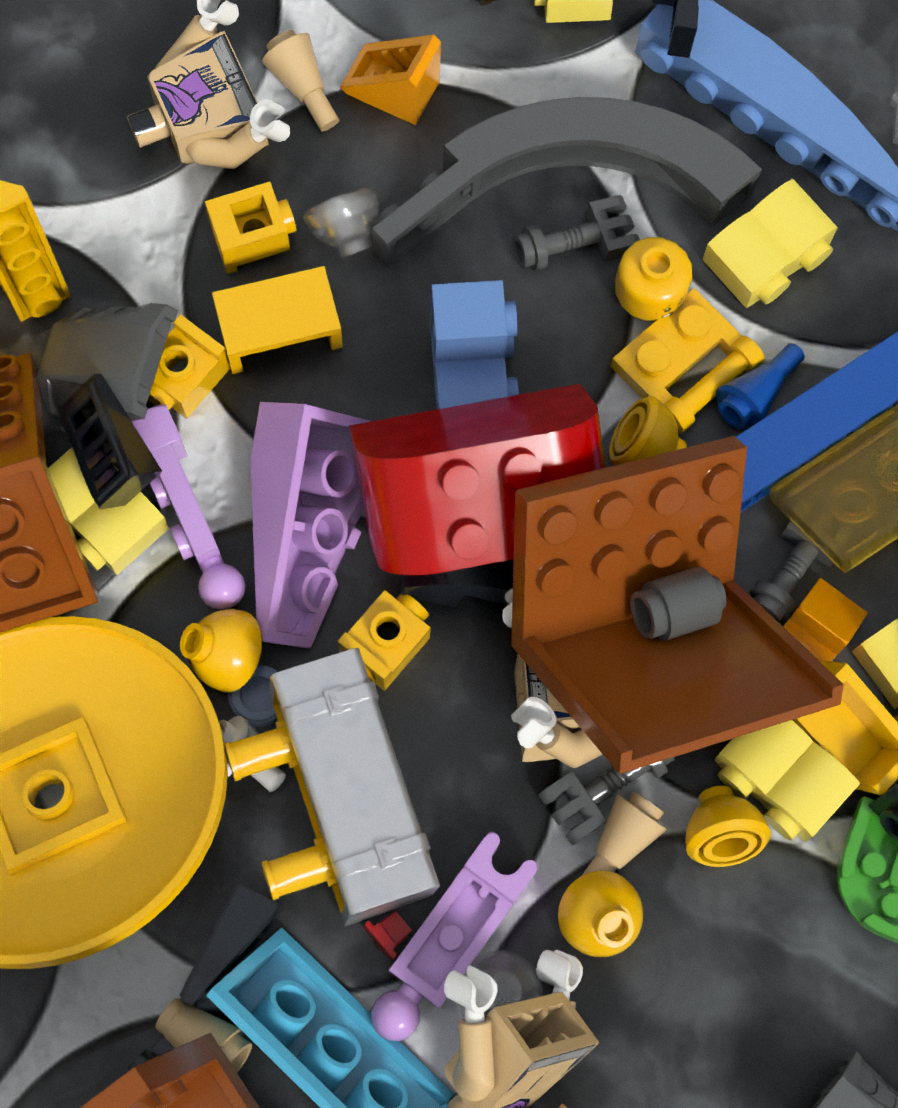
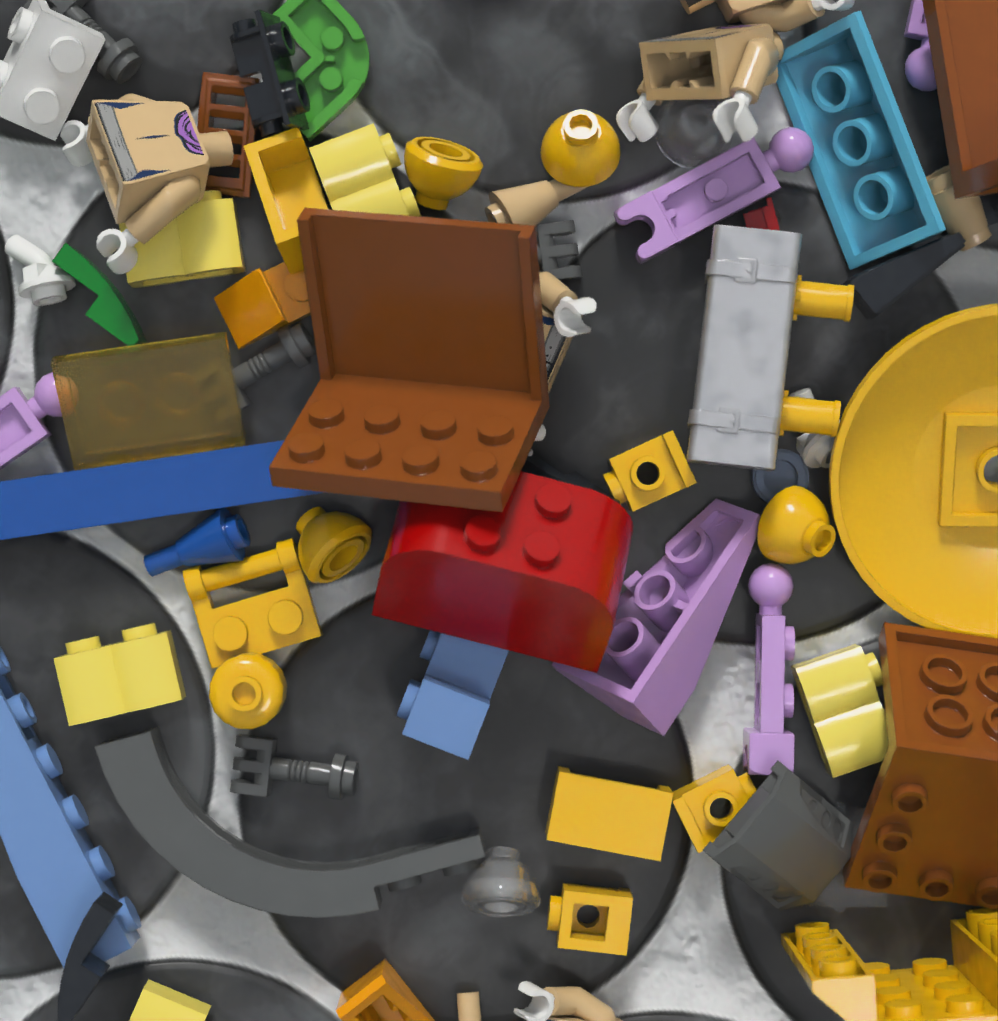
camera: 150 degrees left, 15 degrees up
(135, 461) = (822, 732): black slope -> none
(678, 604) = (390, 368): dark grey brick -> none

